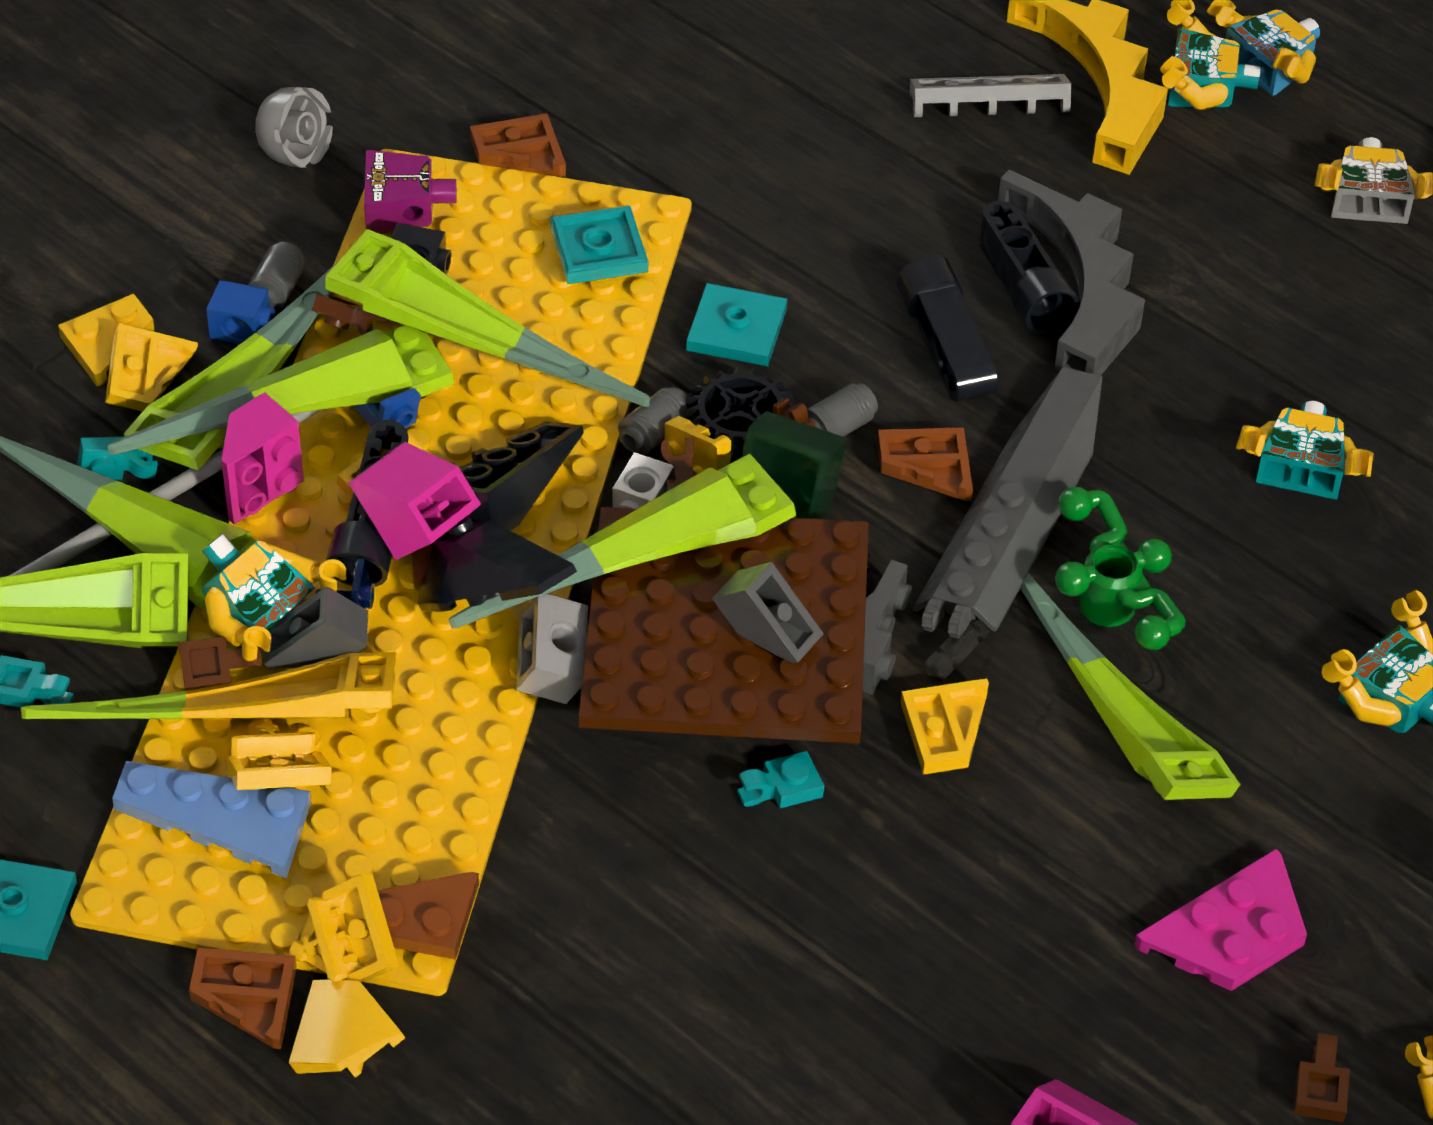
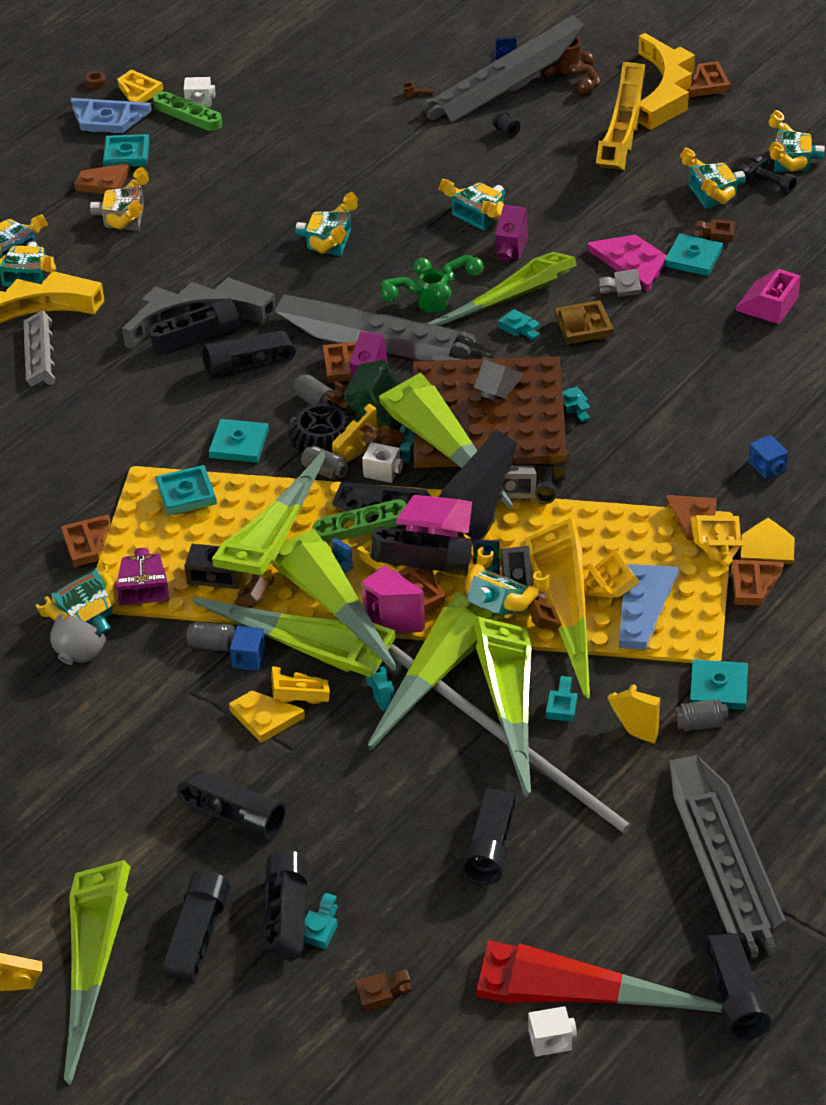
camera: 90 degrees left, 5 degrees down
(306, 511) = (429, 583): none -> dark orange wing
(363, 124) = (85, 598): none -> torso
(464, 427) = (332, 526): none -> bright green beam
(518, 697) = (545, 490): none -> black bar
(573, 1061) = (768, 457): none -> blue brick
(898, 479) = (367, 344): none -> magenta torso
(944, 723) = (529, 345): yellow wing -> none
(1018, 813) = (584, 322): none -> pearl gold plate
(1025, 716) = (519, 323): none -> teal plate
(1140, 896) = (625, 283): none -> light grey plate
(1247, 1035) = (693, 254): none -> teal plate
(1279, 713) = (511, 244): none -> magenta torso

